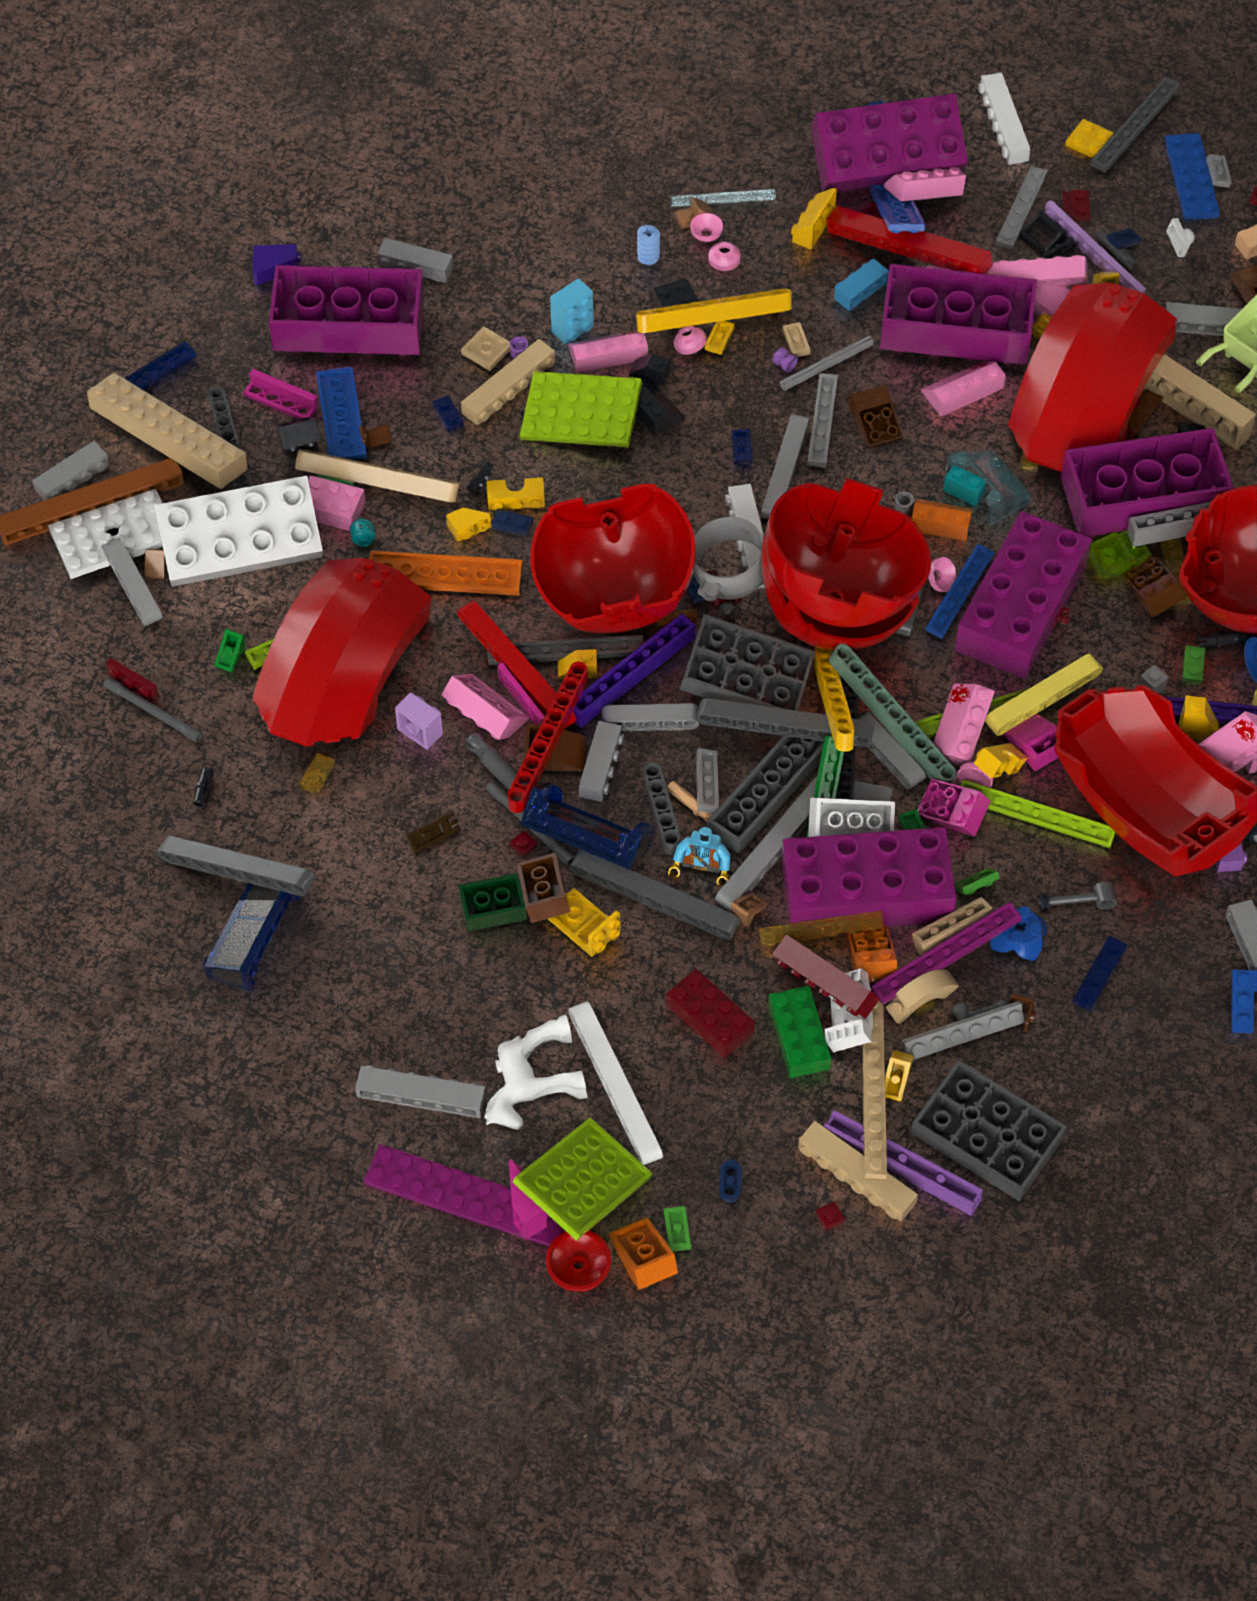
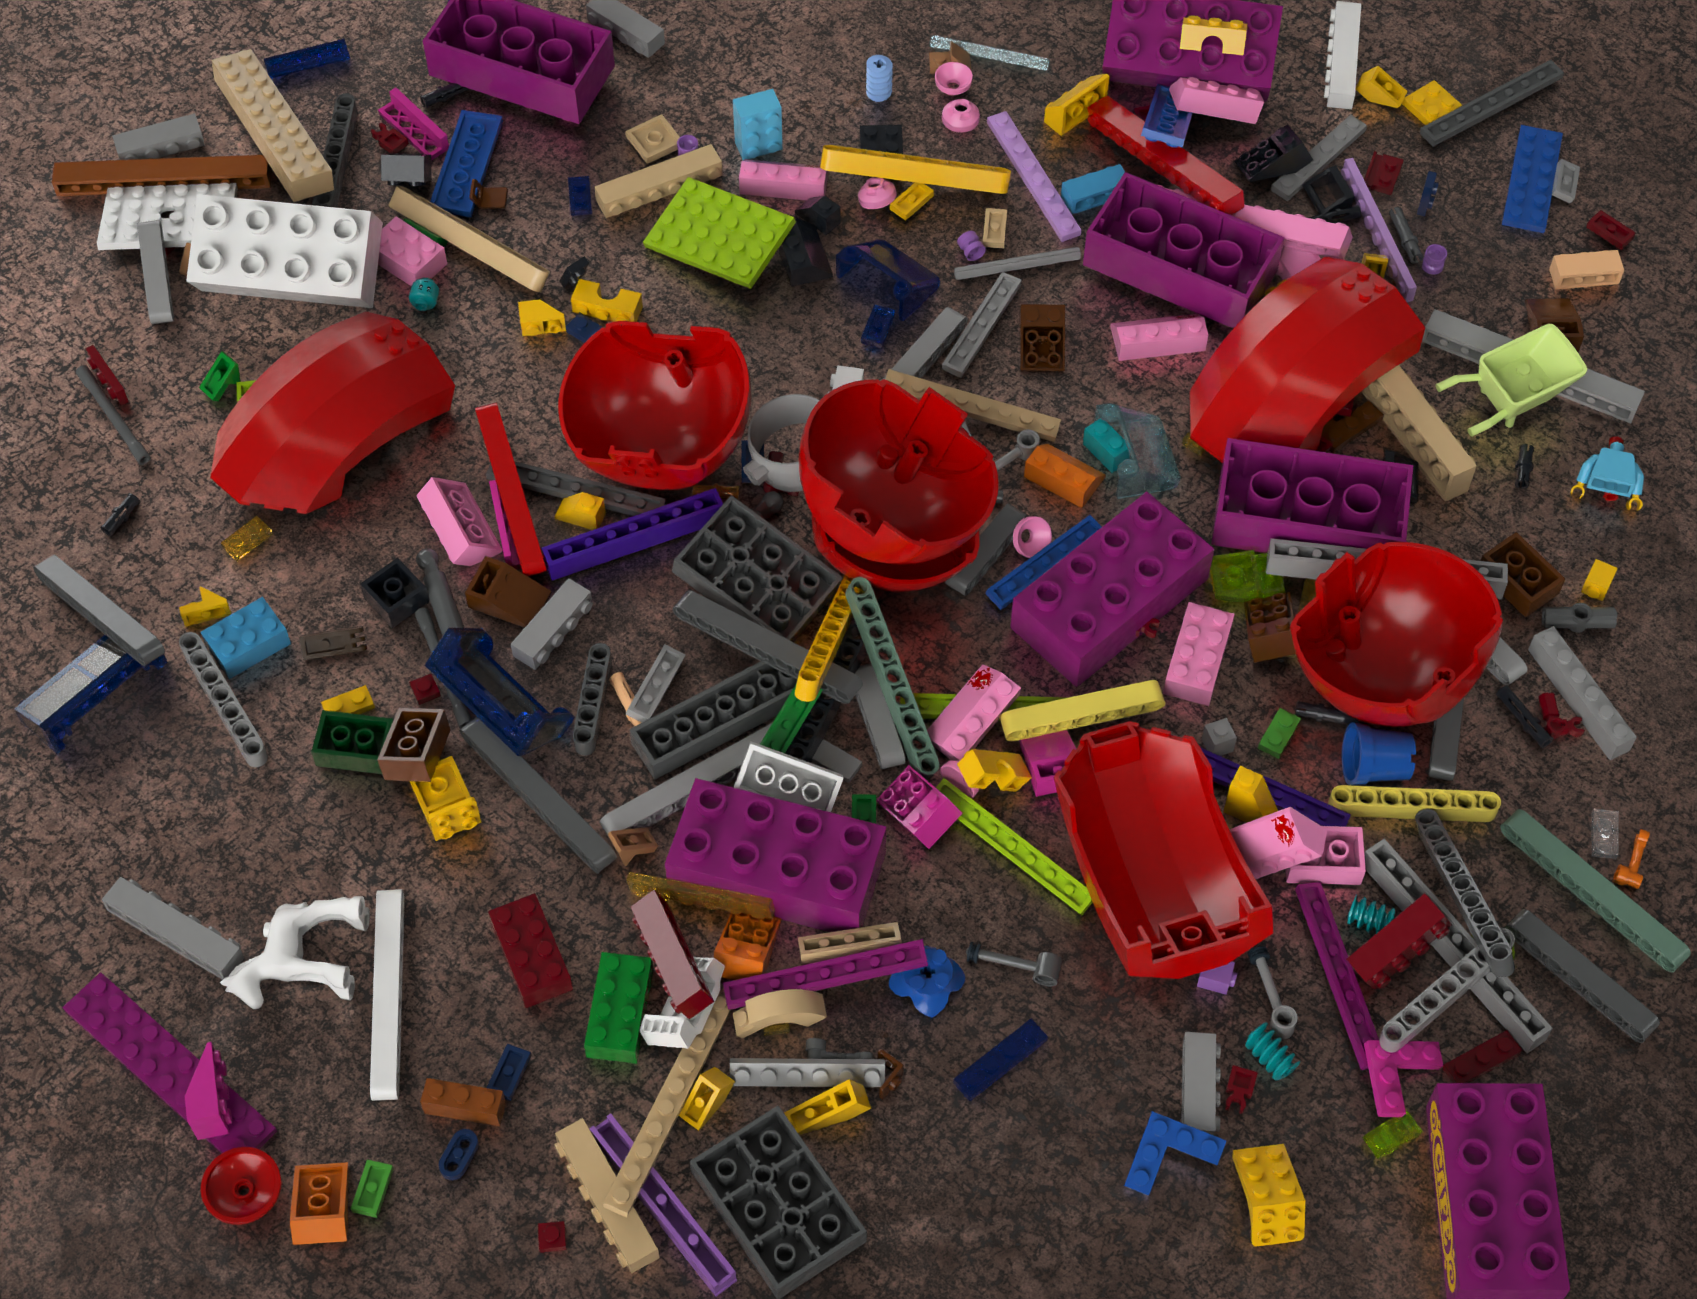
camera: 20 degrees right, 0 degrees up
(268, 414) = (390, 140): none -> dark red plate
(290, 363) = (441, 94): none -> black pin
(317, 837) = (208, 609): none -> yellow slope
(360, 850) = (245, 637): none -> dark azure brick
(371, 912) = (227, 707): none -> light grey beam
(419, 720) = (376, 515): lavender brick -> none
(456, 572) = (493, 365): orange plate -> none
(464, 776) = (394, 592): none -> black brick
(473, 871) = (353, 702): none -> yellow plate
(547, 744) = (501, 566): red beam -> none
(582, 1178) = (284, 1092): lime plate -> none
(652, 716) = (629, 592): light grey beam -> none
(703, 852) = (610, 764): torso -> none
(715, 1141) = (463, 1102): none -> dark orange brick
(738, 1108) = (509, 1070): none -> dark blue plate
(756, 400) = (913, 280): none -> clear blue windscreen
(806, 288) = (1034, 176): none -> lavender plate
(890, 485) = (982, 407): none -> tan plate
(897, 132) = (1197, 29): none -> yellow arch
(980, 879) = (898, 902): bright green plate -> none
(990, 216) = (1275, 156): none -> black slope
(994, 1049) = (829, 1107): none -> yellow slope
(1046, 137) = (1380, 88): none -> yellow slope
(1108, 623) = (1198, 654): none -> bright pink brick
(1121, 210) = (1426, 199): none -> dark blue plate
(1124, 239) = (1419, 224): dark blue tile -> none
(1147, 262) = (1434, 259): none -> medium lavender wheel
(1179, 237) = (1486, 242): white tile -> none

